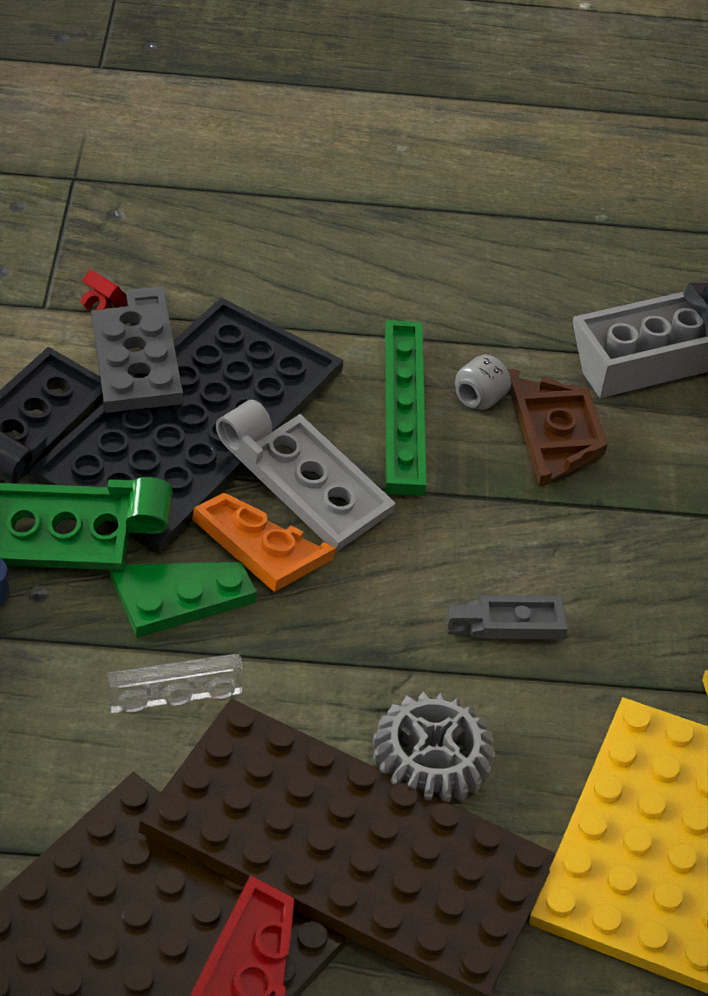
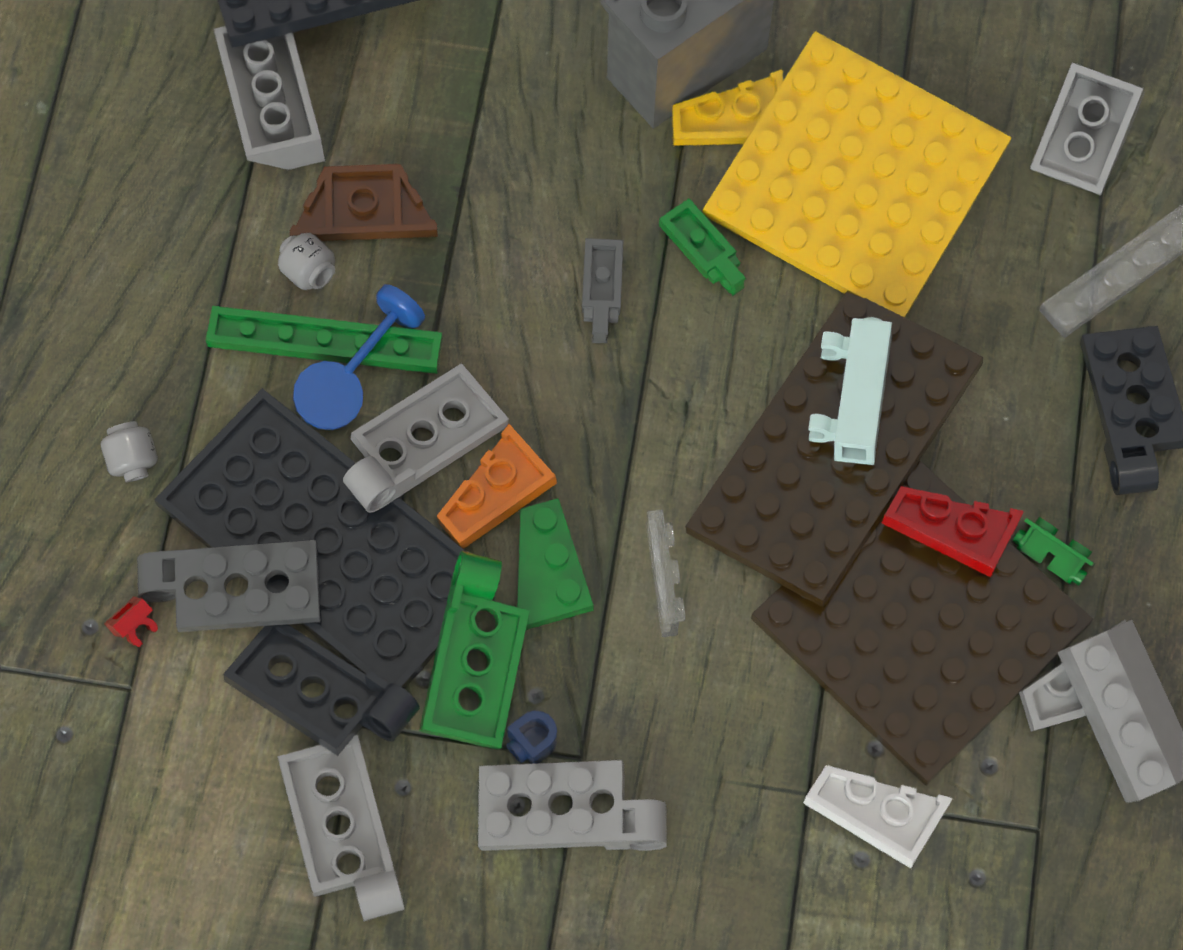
camera: 80 degrees left, 20 degrees up
(267, 280) = (128, 451): none -> light grey head
(348, 404) = (329, 392): none -> blue piece
(411, 843) = (862, 390): none -> light aqua brick
(431, 732) = (729, 345): light grey gear -> none
(580, 708) = (703, 245): none -> green hinge

